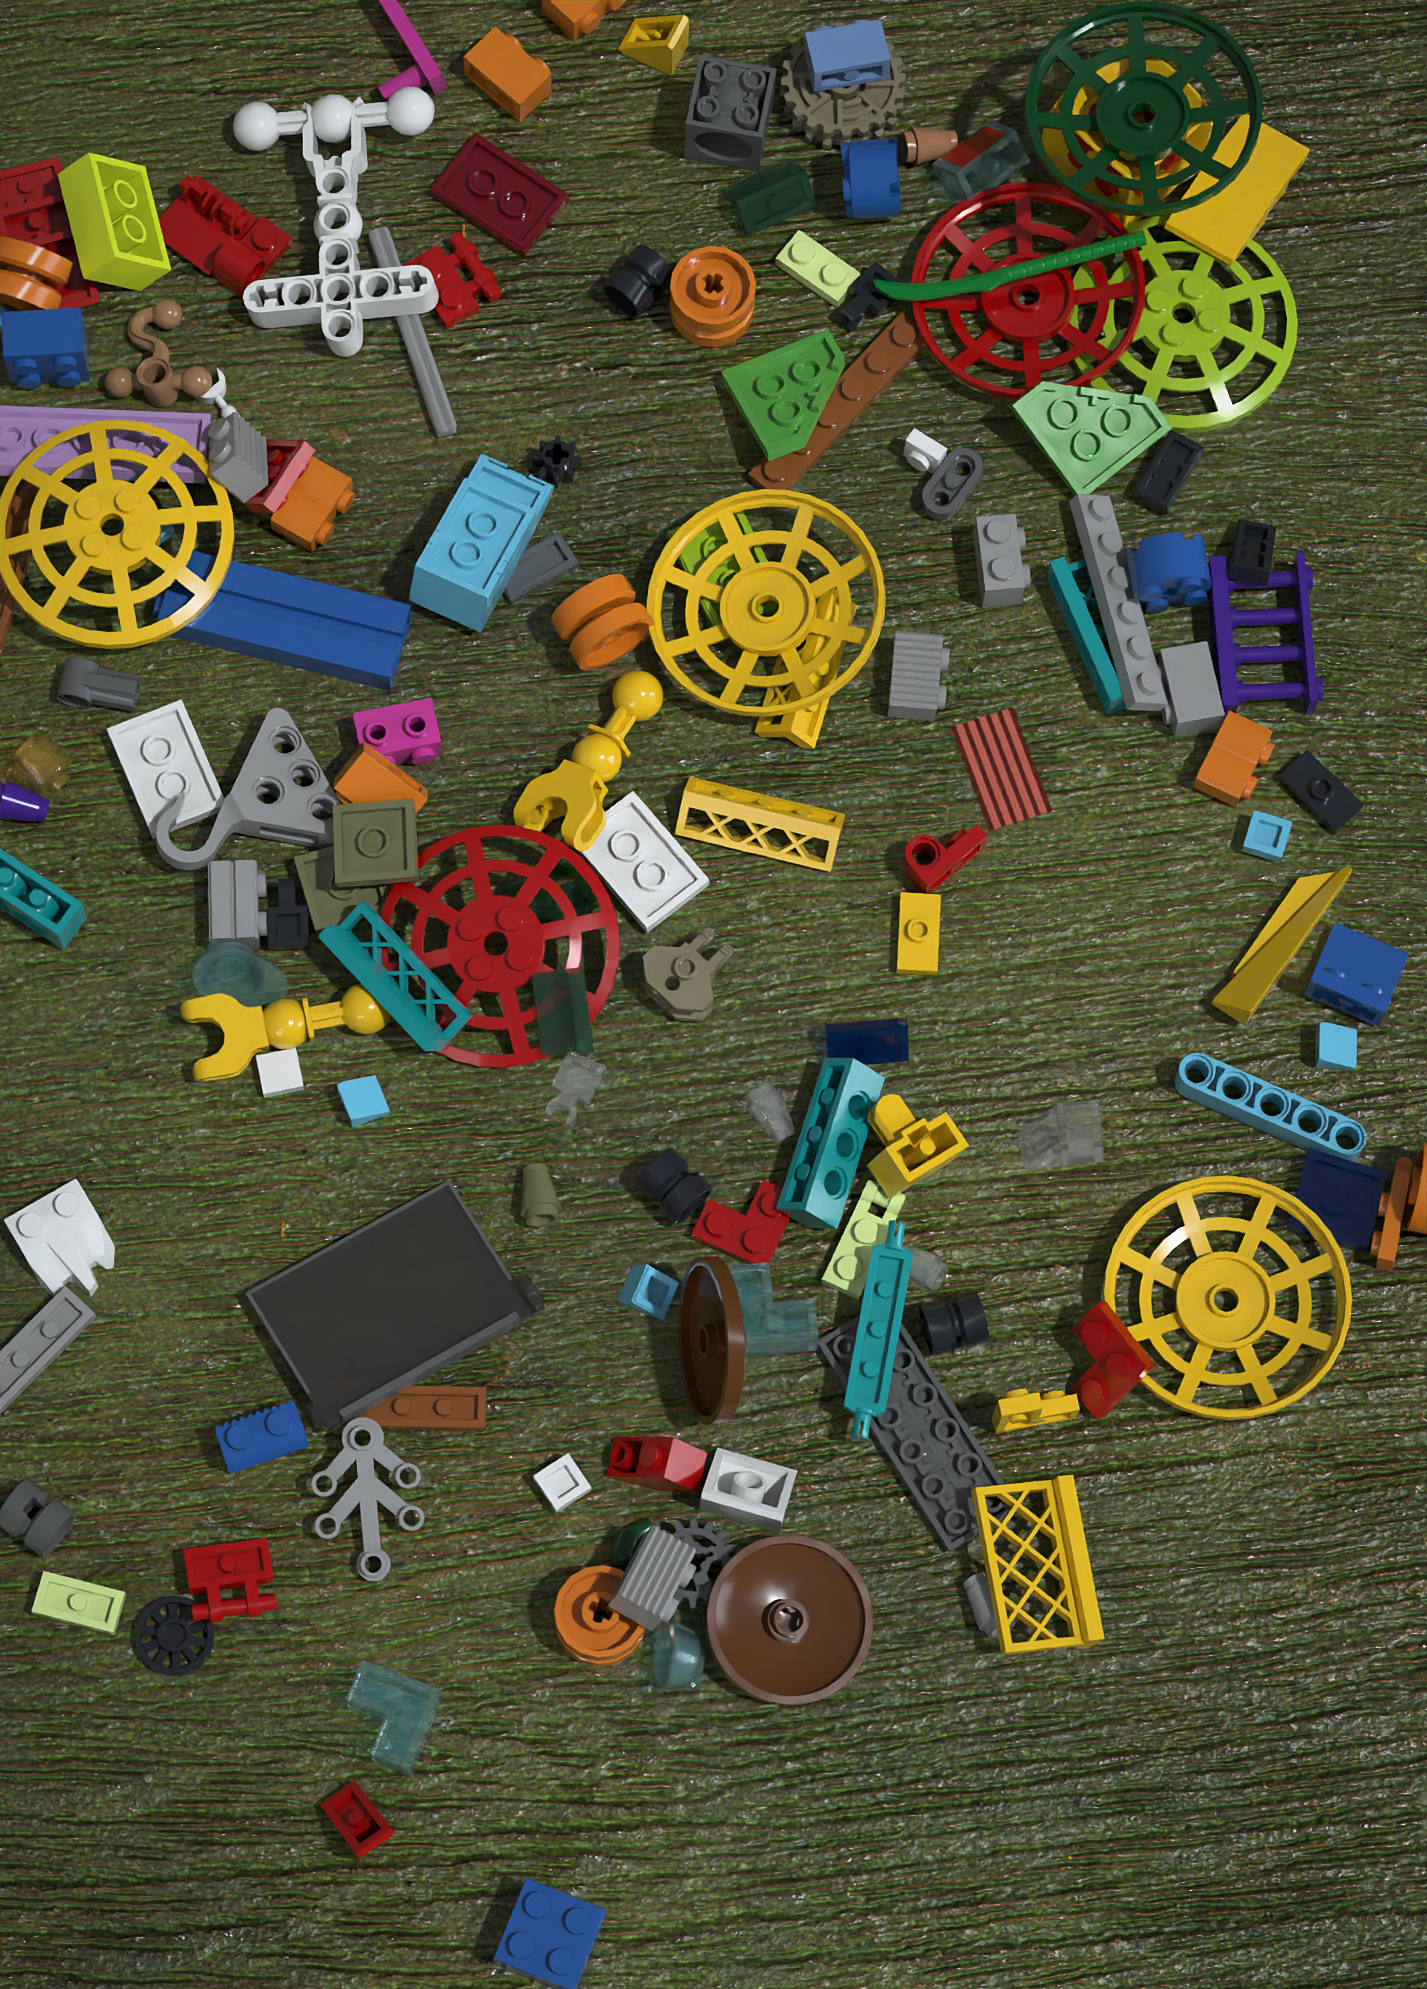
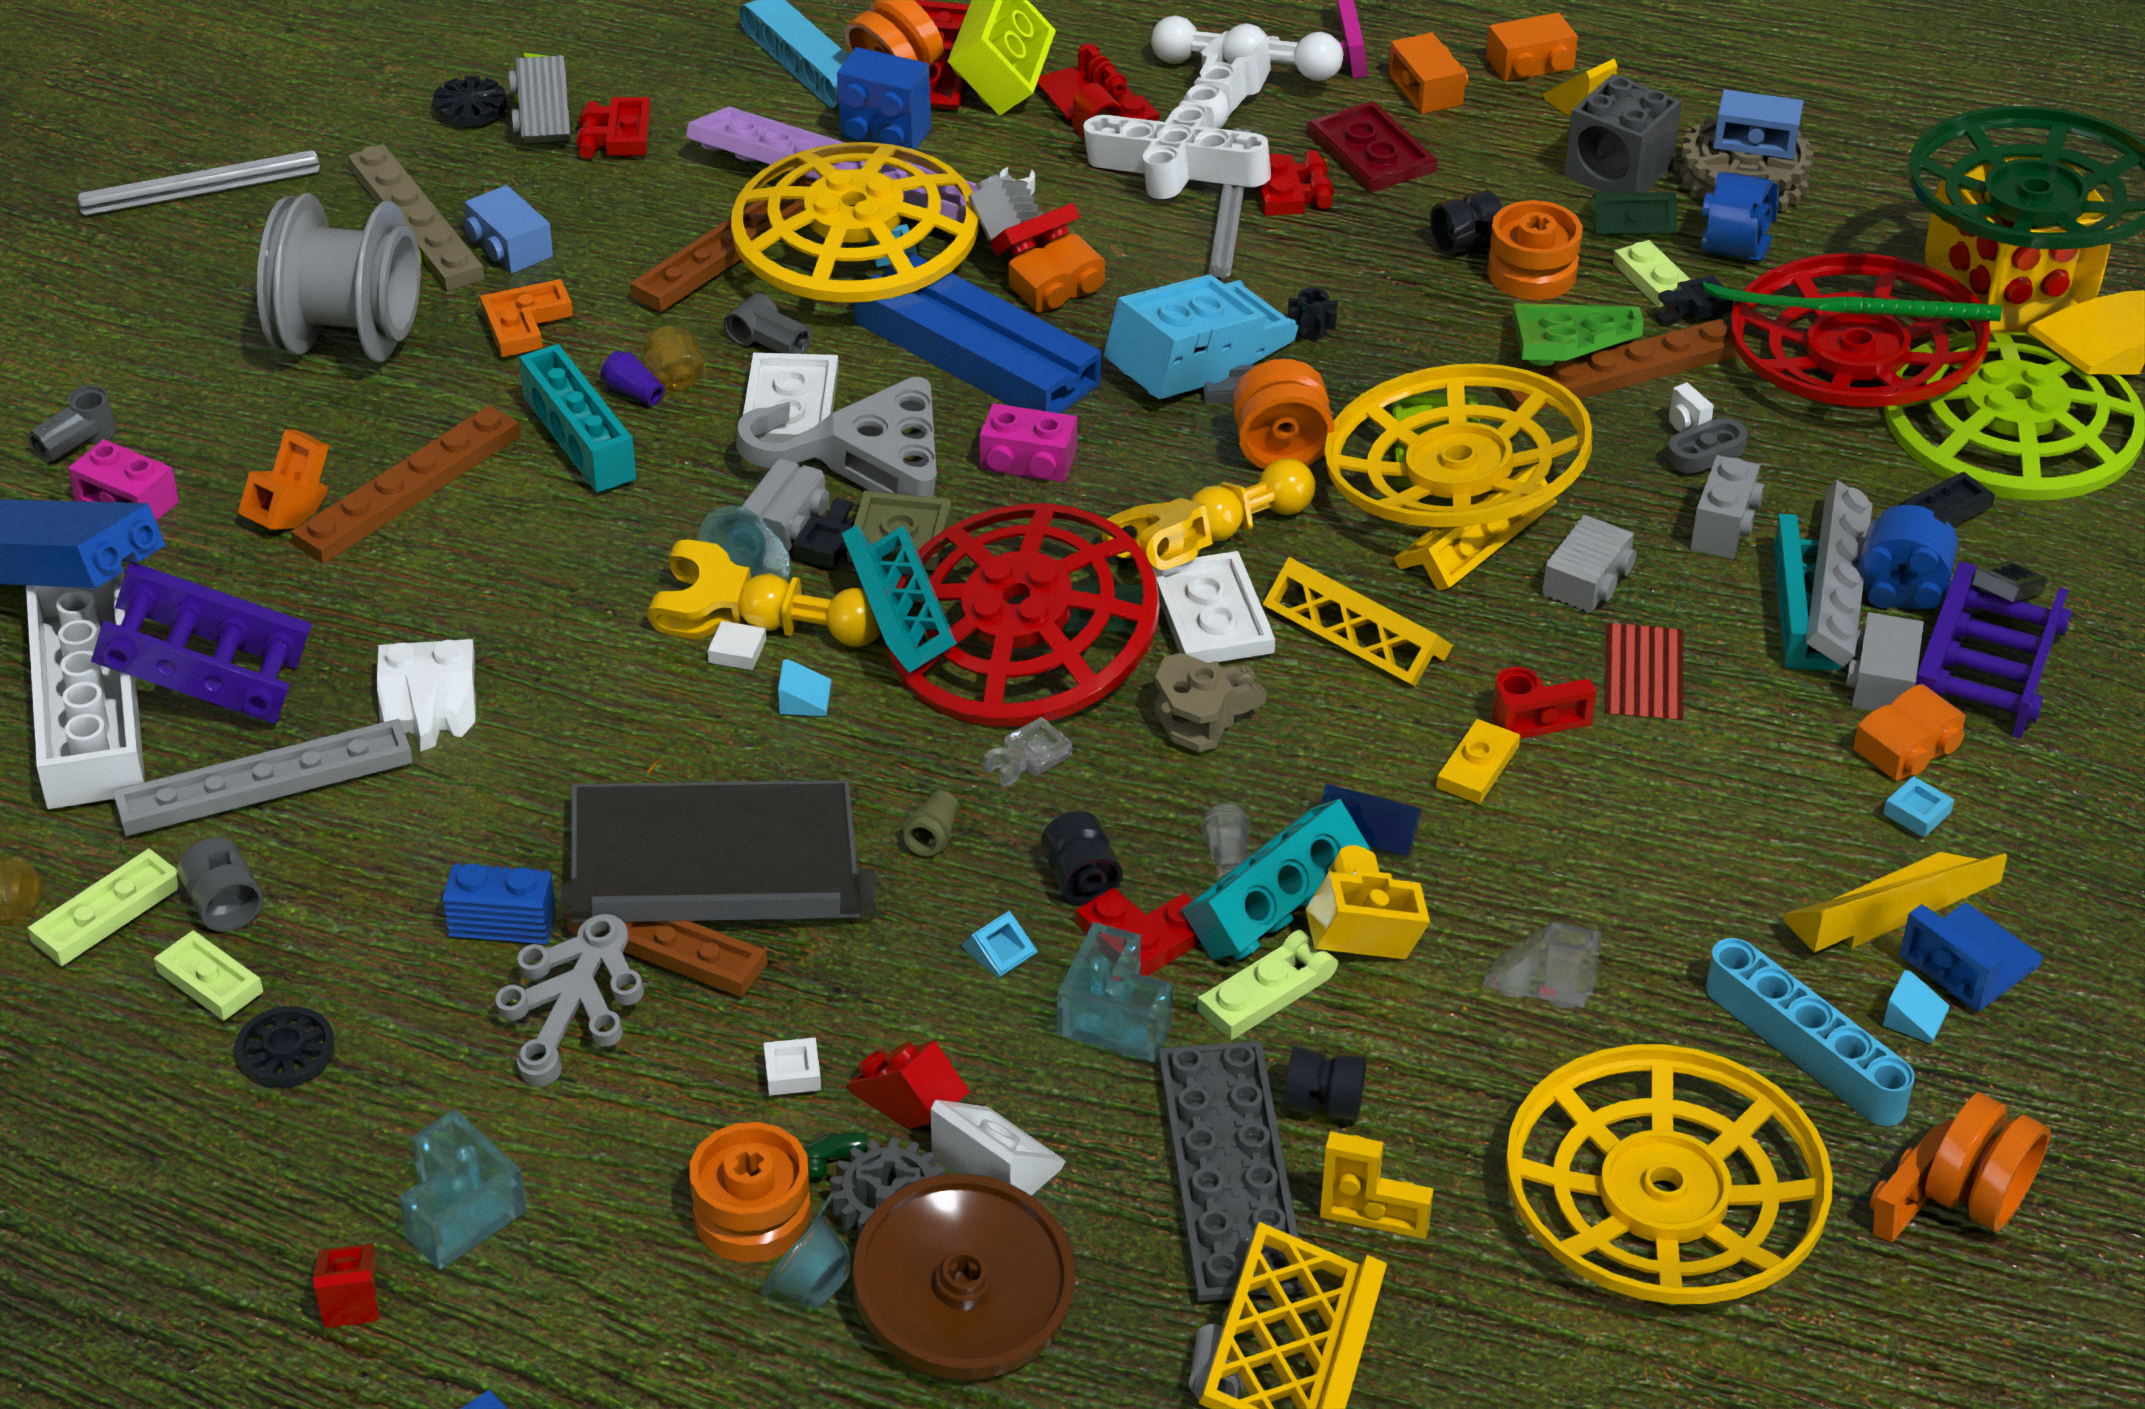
camera: 30 degrees right, 30 degrees down
(121, 381) = (973, 150): medium nougat piece -> none
(230, 1567) = (380, 1000): red plate -> none
(374, 778) = (981, 460): orange brick -> none
(375, 843) = (946, 483): olive plate -> none
(562, 1011) = (1052, 670): clear green panel -> none
(653, 1577) = (824, 1148): light grey brick -> none
(711, 1340) = (1038, 965): reddish brown dish -> none
(878, 1330) = (1230, 1048): teal plate -> none
(925, 144) = (1809, 222): nougat cone -> none
(926, 1270) = (1315, 1023): clear cone -> none
(981, 161) = (1869, 233): clear light blue brick -> none
(1088, 430) = (1874, 439): bright green plate -> none
(1118, 1359) = (1500, 1178): red plate -> none
(1320, 792) = (2000, 796): black plate -> none
(1342, 1196) = (1860, 1139): clear blue plate -> none

